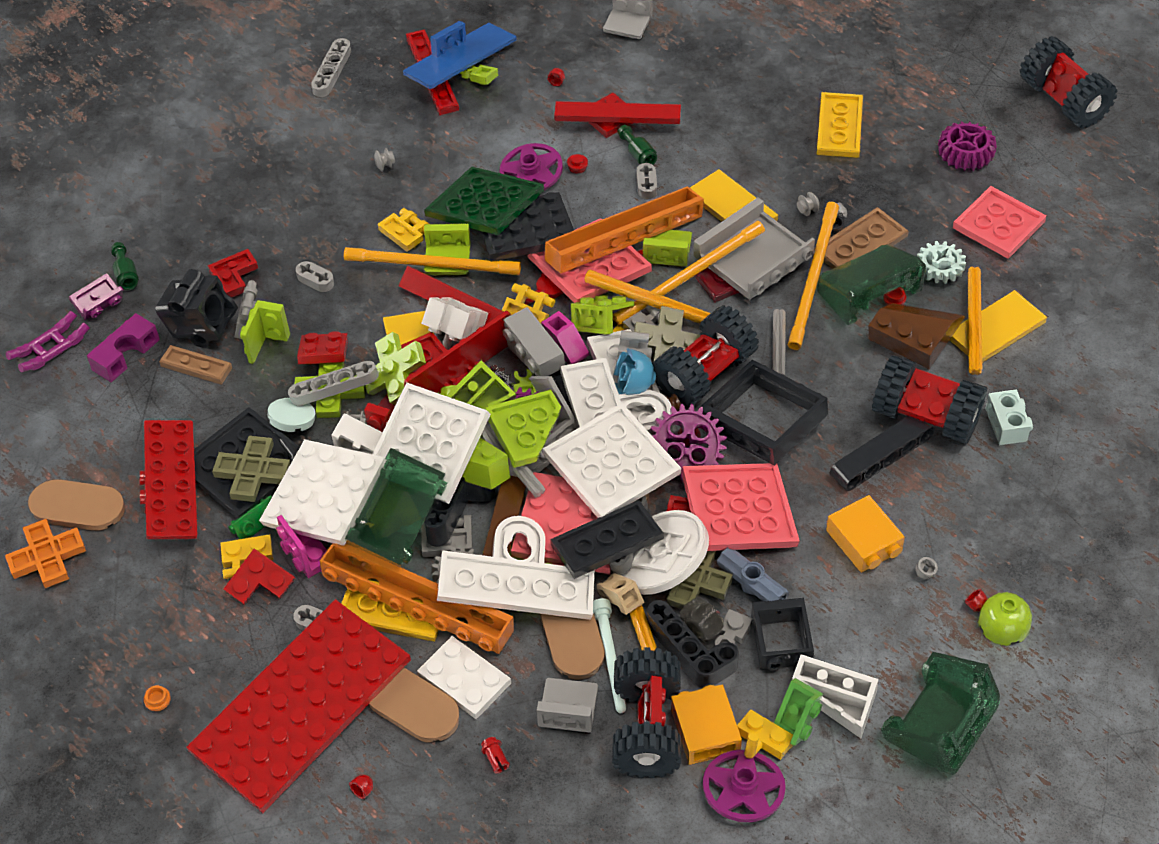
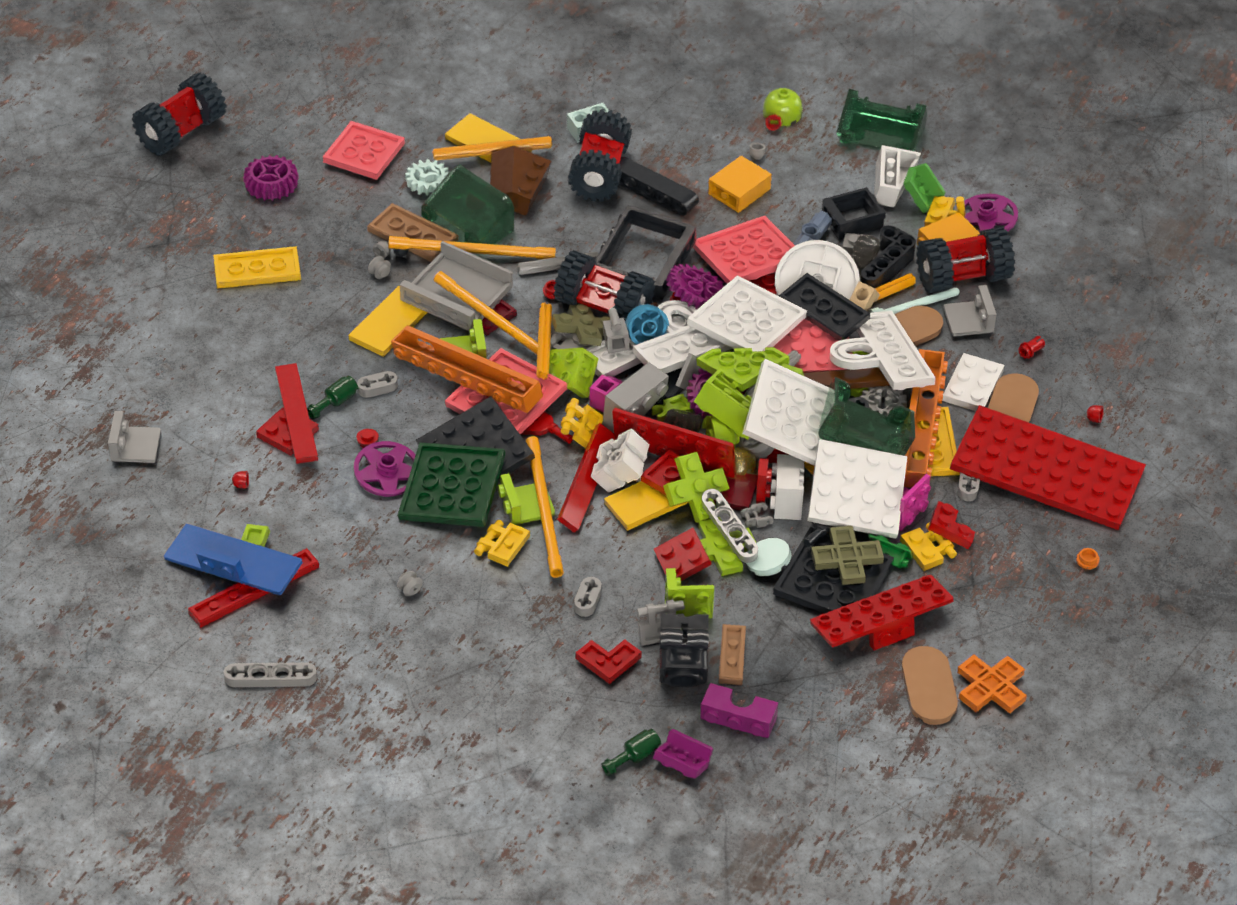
camera: 110 degrees left, 5 degrees down
(53, 333) = (746, 768): magenta piece -> none

